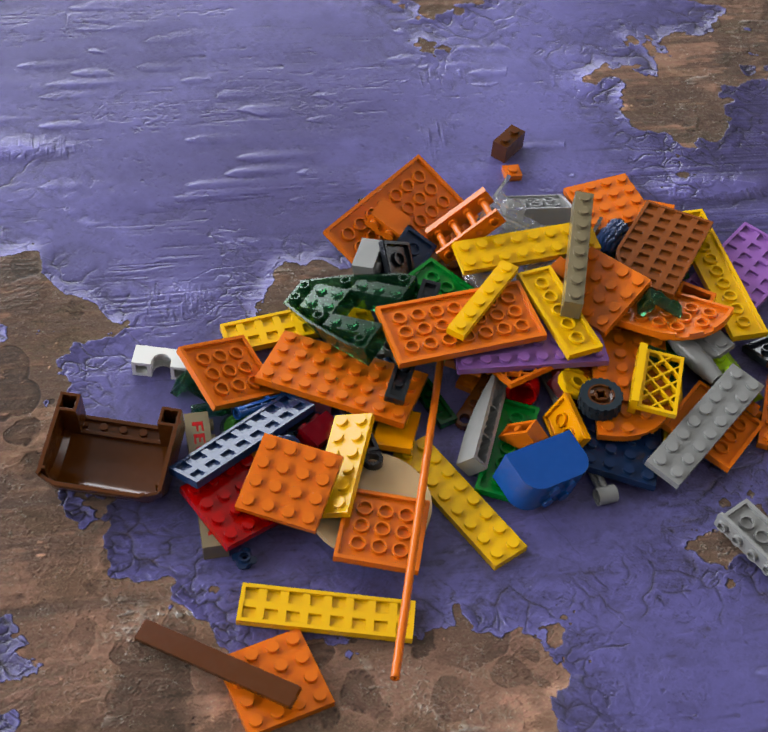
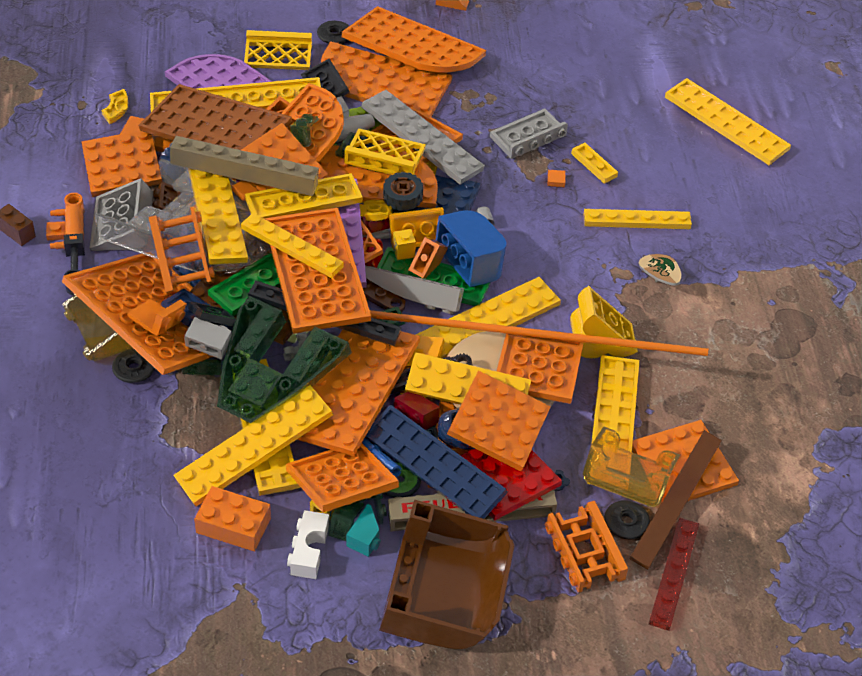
camera: 85 degrees left, 0 degrees up
(129, 664) = (674, 574): none -> clear red plate
(163, 594) = (601, 540): none -> orange fence
(176, 397) = (364, 533): none -> teal slope
(189, 308) = (232, 518): none -> orange brick
(197, 609) = (618, 527): none -> black wheel
(251, 612) = (628, 472): none -> clear yellow windscreen
(266, 314) = (253, 445): none -> yellow plate
(446, 594) = (599, 318): none -> yellow brick
(536, 179) = (74, 231): none -> orange piece
(538, 410) = (404, 244): none -> yellow brick
(561, 670) = (661, 268): none -> shield
(647, 656) = (637, 219): none -> yellow plate
(687, 197) = (117, 106): none -> yellow tile
(693, 568) = (556, 178): none -> orange tile
(729, 608) = (594, 163): none -> yellow plate

